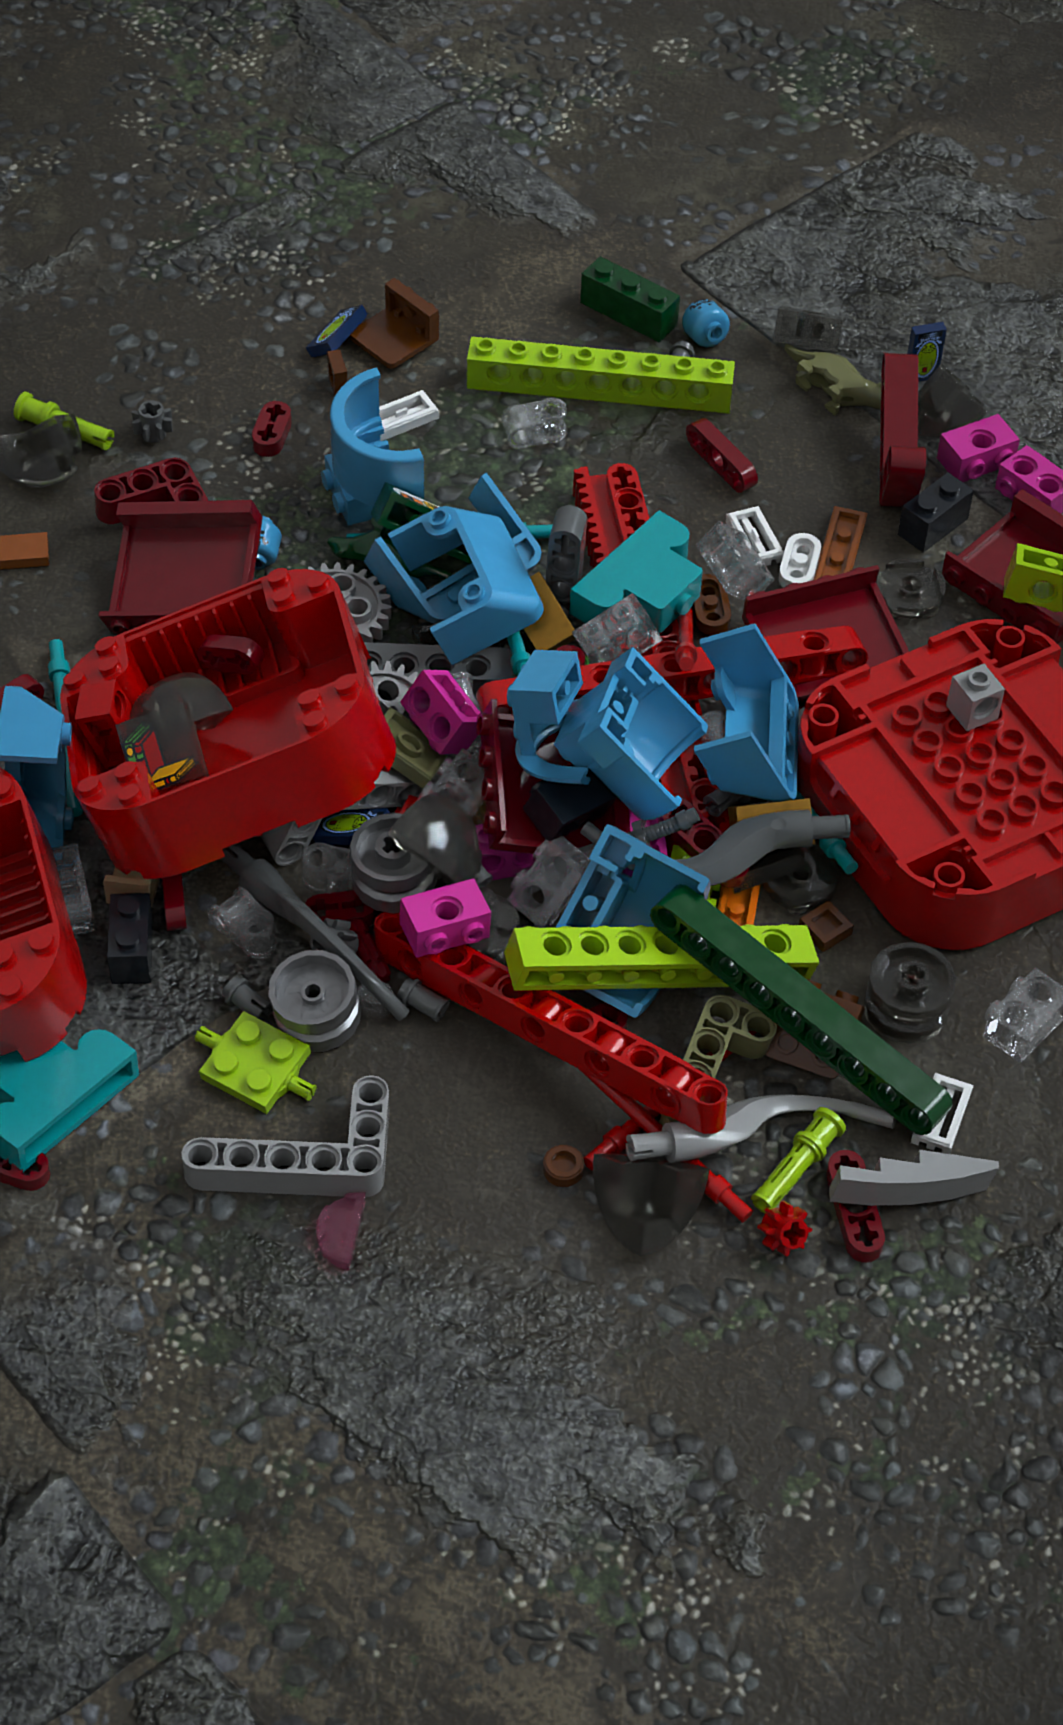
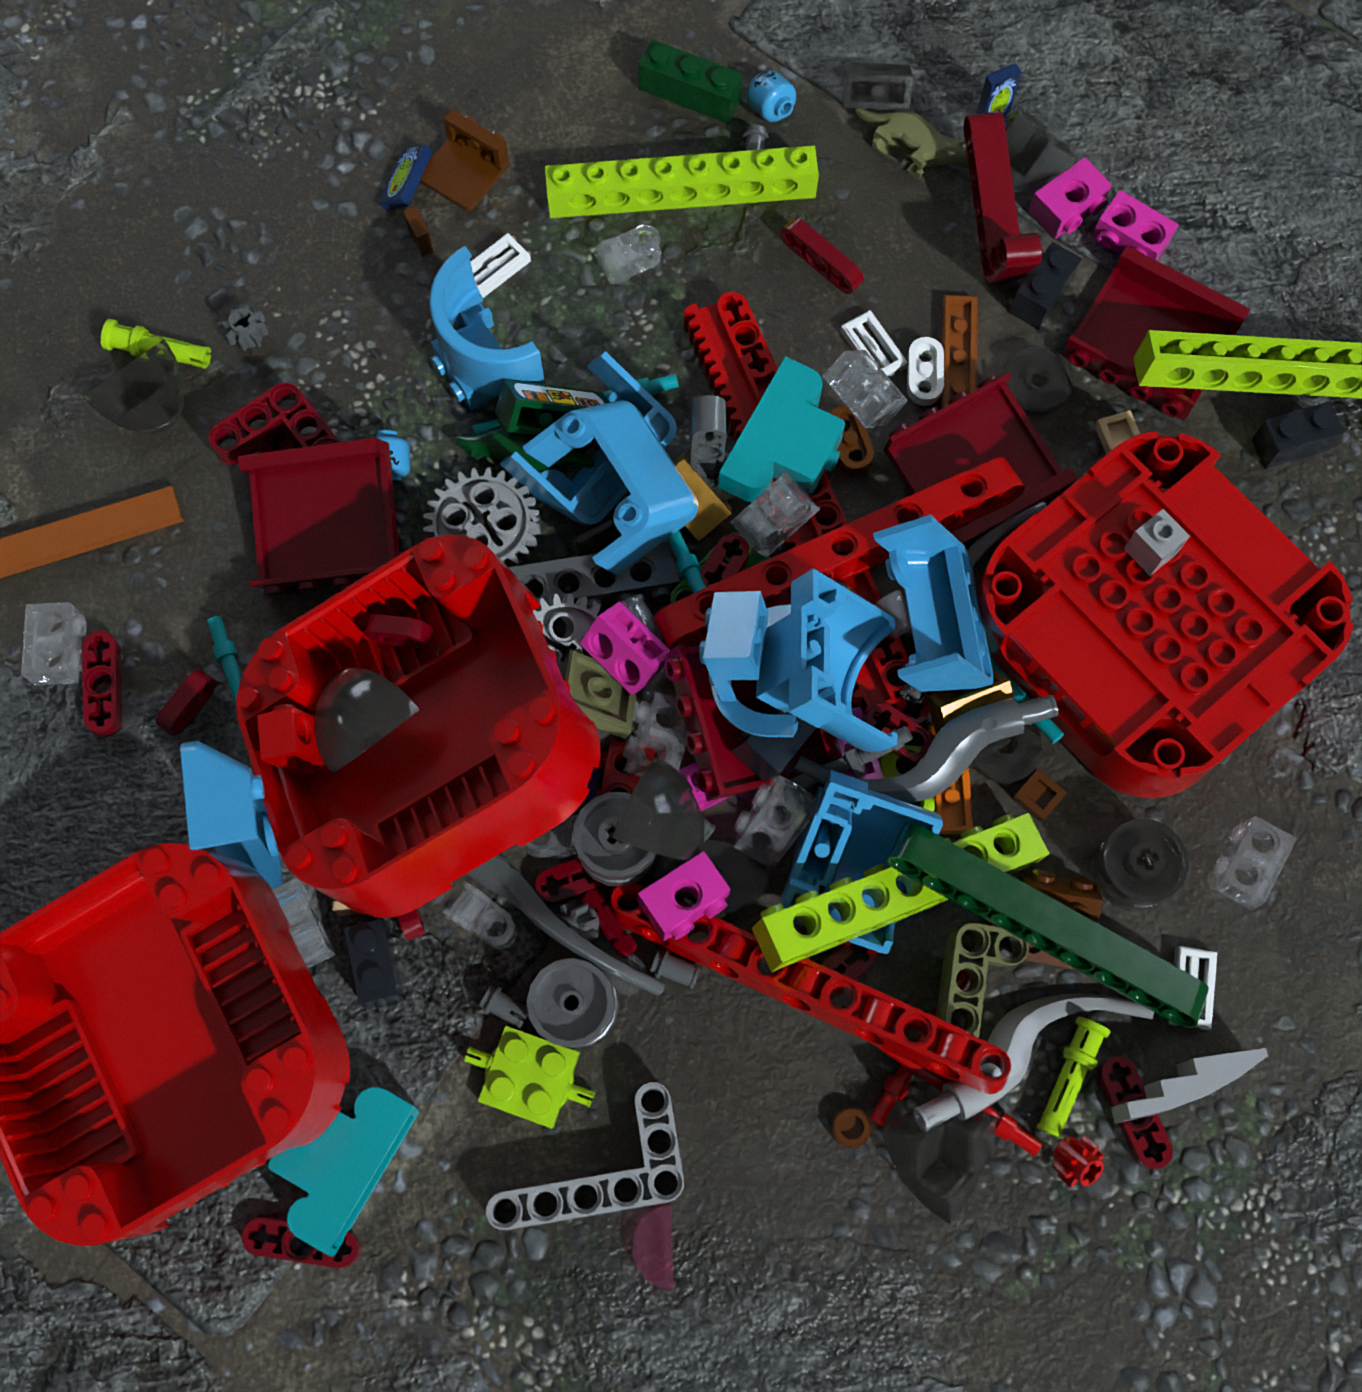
camera: 10 degrees left, 20 degrees up
(165, 745) = (358, 773): tile -> none
(265, 427) = (374, 310): dark red beam -> none
(686, 651) = (856, 540): red bar -> none

